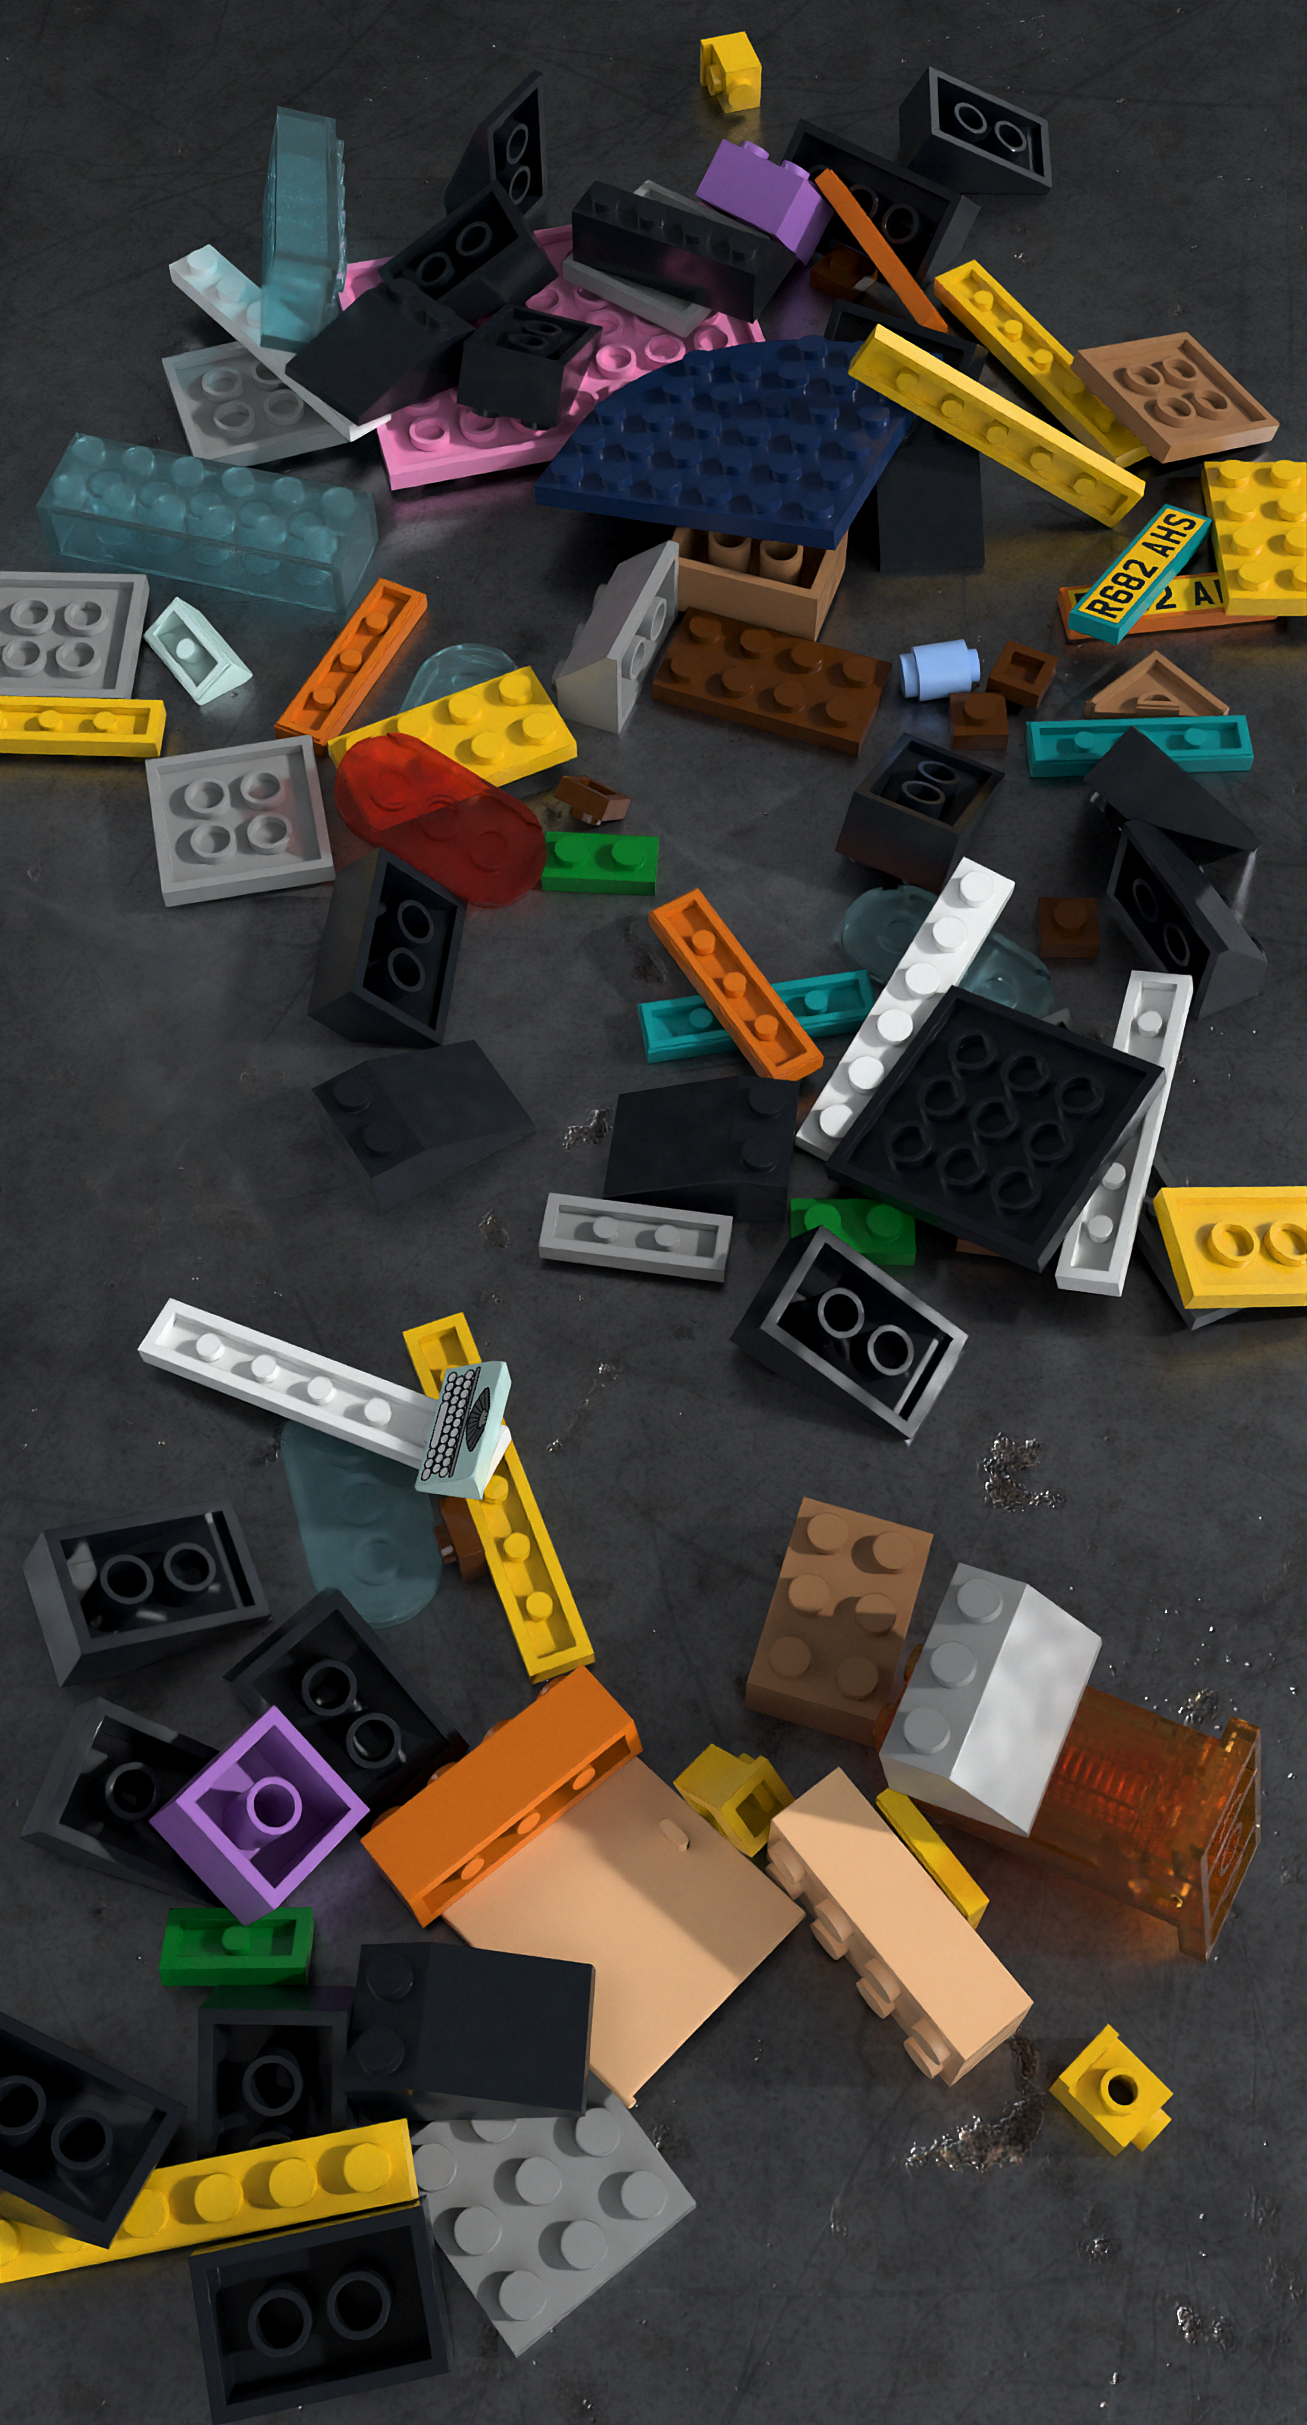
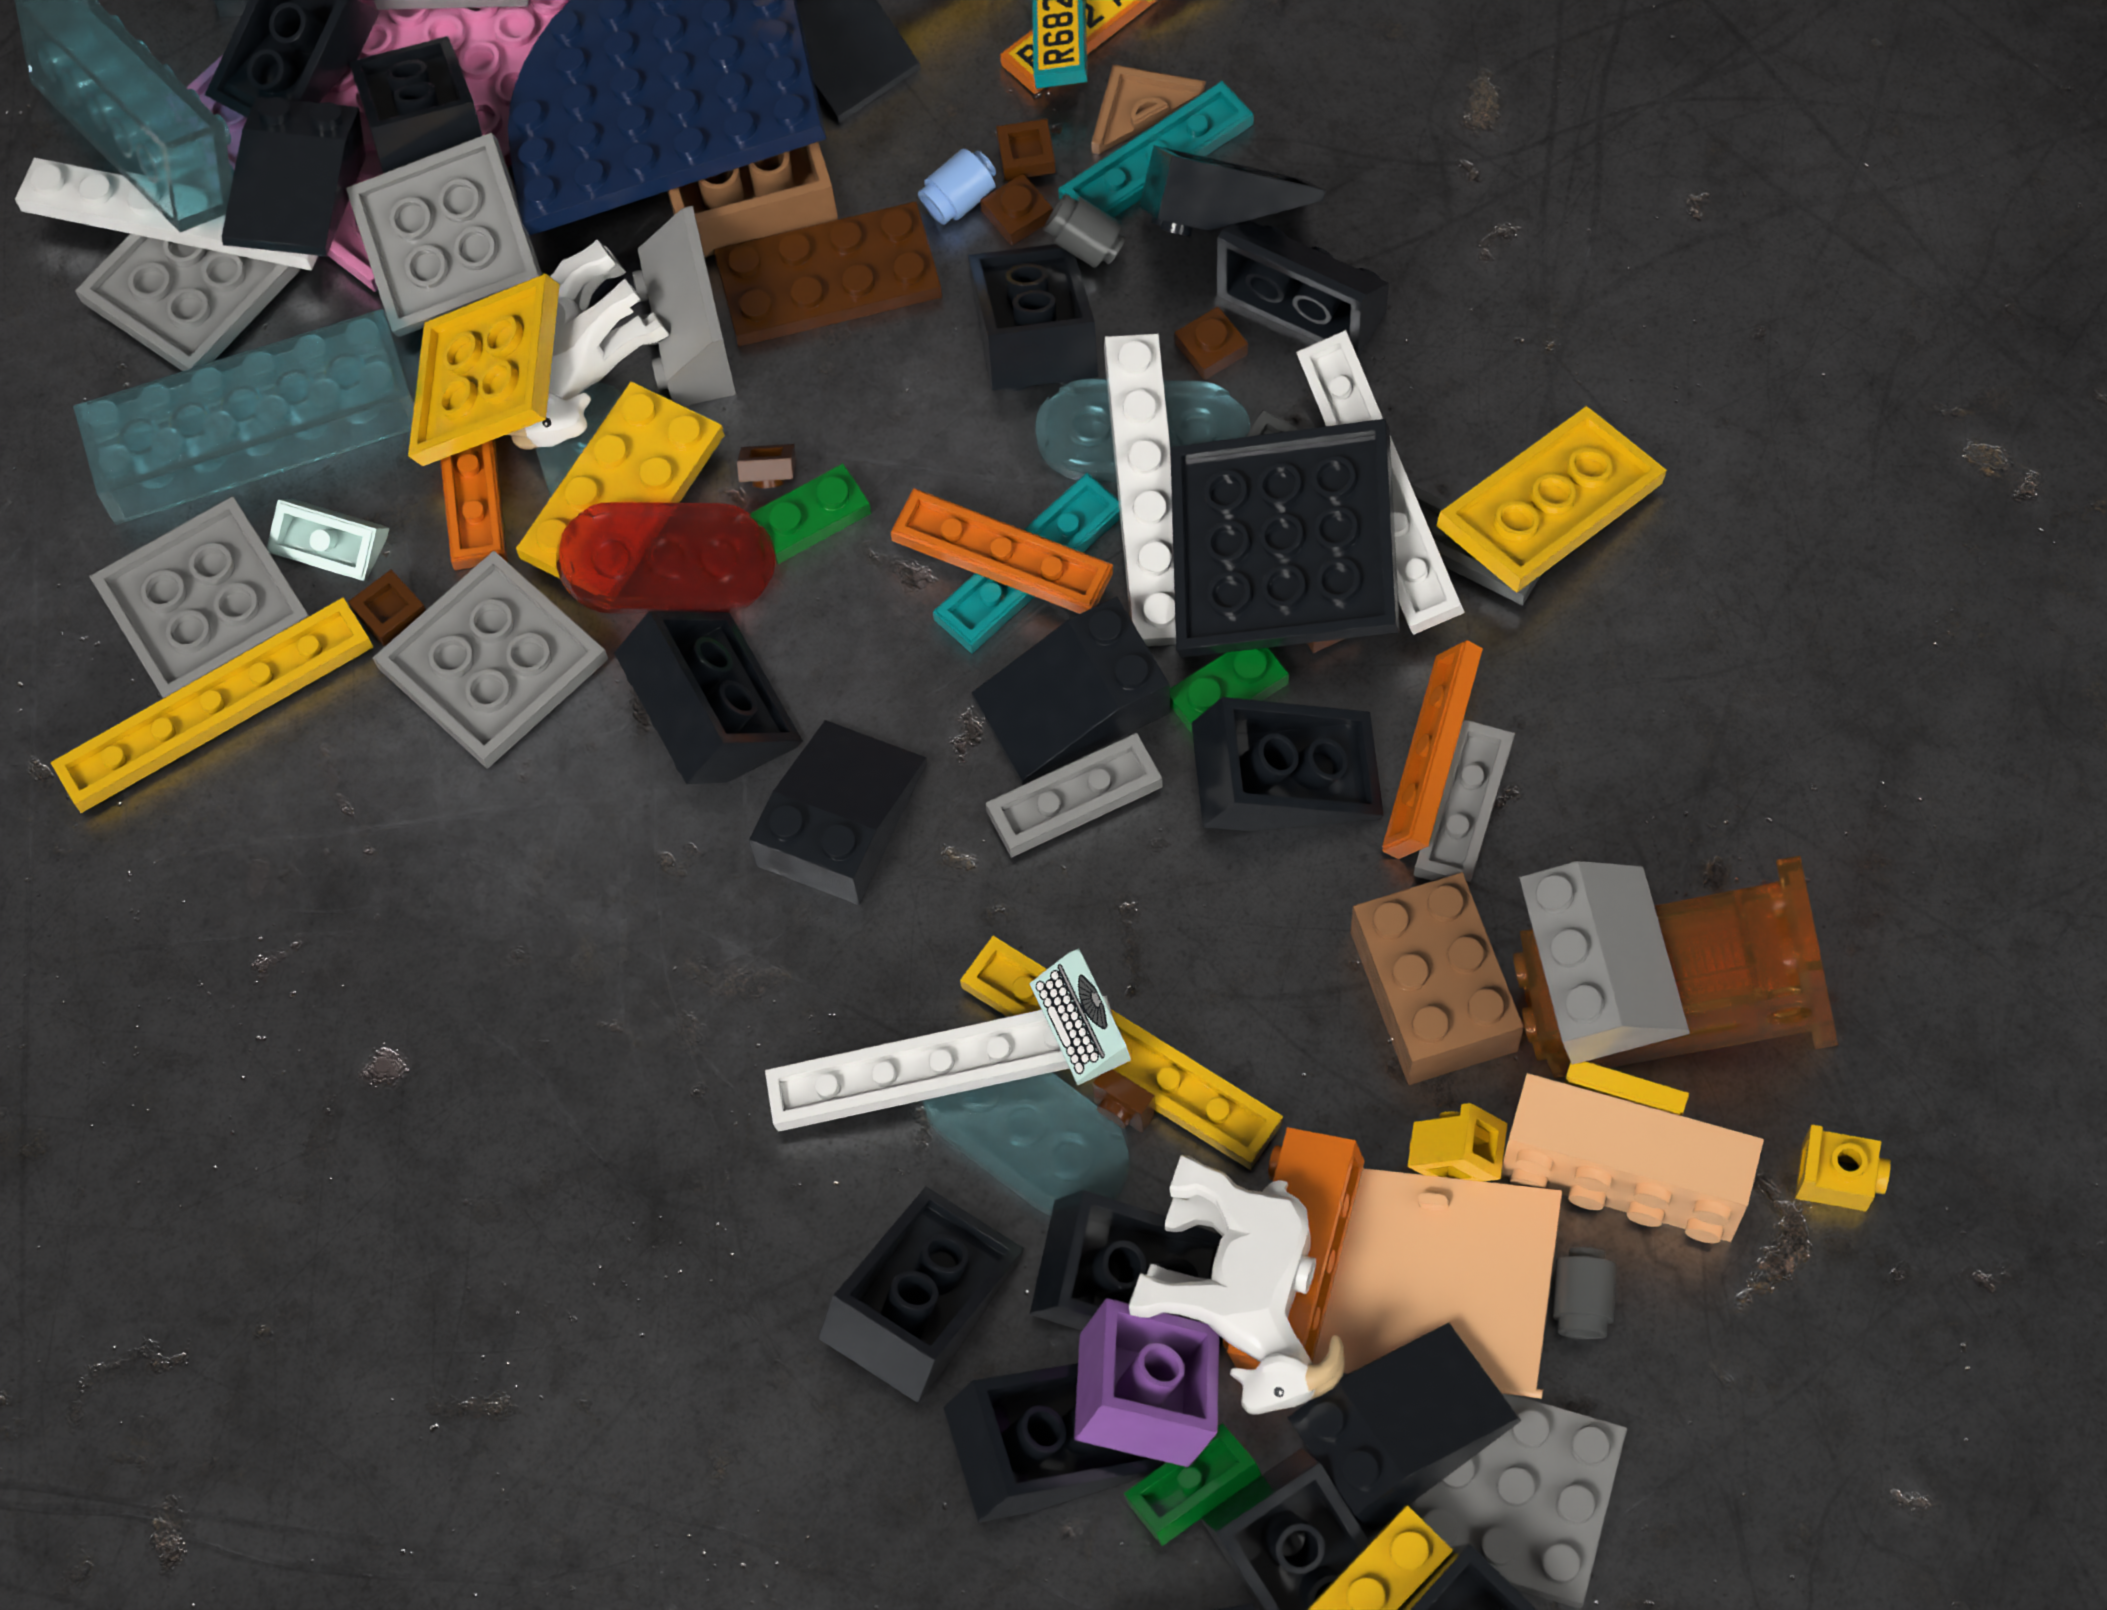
camera: 30 degrees left, 5 degrees up
(192, 728) = (386, 607): none -> reddish brown plate
(410, 582) = (484, 370): none -> yellow plate
(417, 1790) = (1251, 1283): none -> white animal
(468, 465) = (443, 233): none -> light grey plate
(499, 605) = (584, 344): none -> white animal
(755, 2033) = (1584, 1293): none -> dark grey brick
(994, 1476) = (1466, 802): none -> light grey plate
(998, 1406) = (1432, 750): none -> orange tile
(1020, 765) = (1085, 230): none -> dark grey brick

